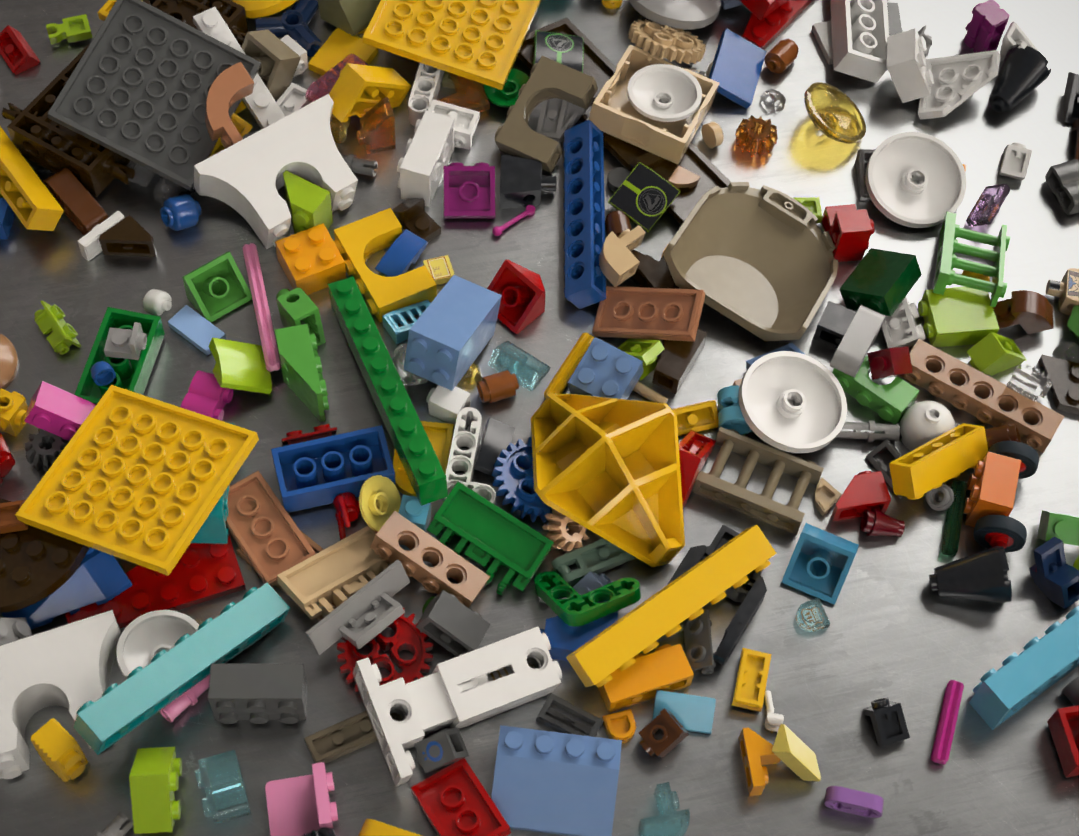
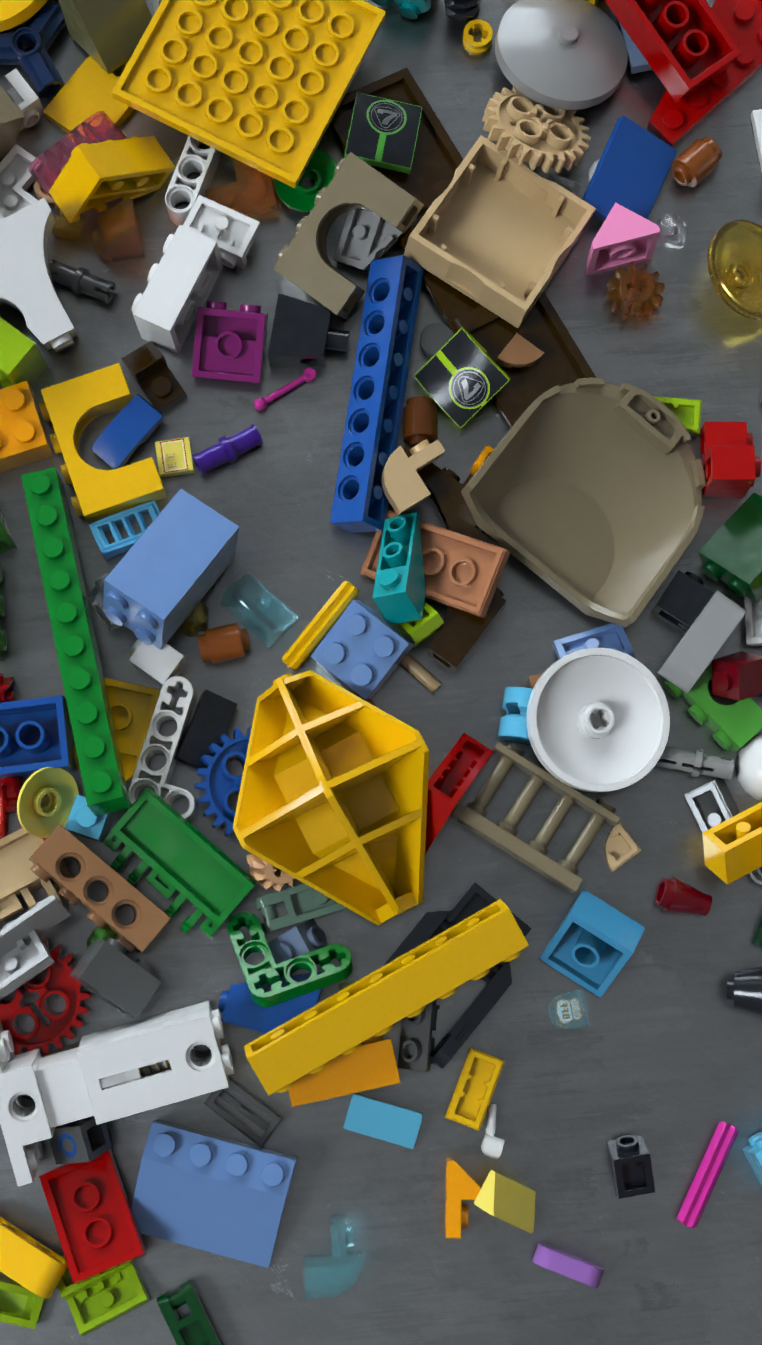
camera: 15 degrees right, 20 degrees up
(478, 260) = (227, 449): none -> dark purple pin
(521, 295) = (266, 512): red slope -> none
(620, 725) = (303, 1126): light orange tile -> none
(626, 317) = (400, 571): none -> teal slope
(664, 92) = (519, 204): white dish -> none
(673, 734) = (351, 1150): reddish brown brick -> none
(696, 417) = (466, 713): yellow slope -> none
(712, 134) = (575, 283): tan tile -> none
(741, 100) = (621, 240): none -> bright pink slope
(863, 493) = (666, 856): red slope -> none

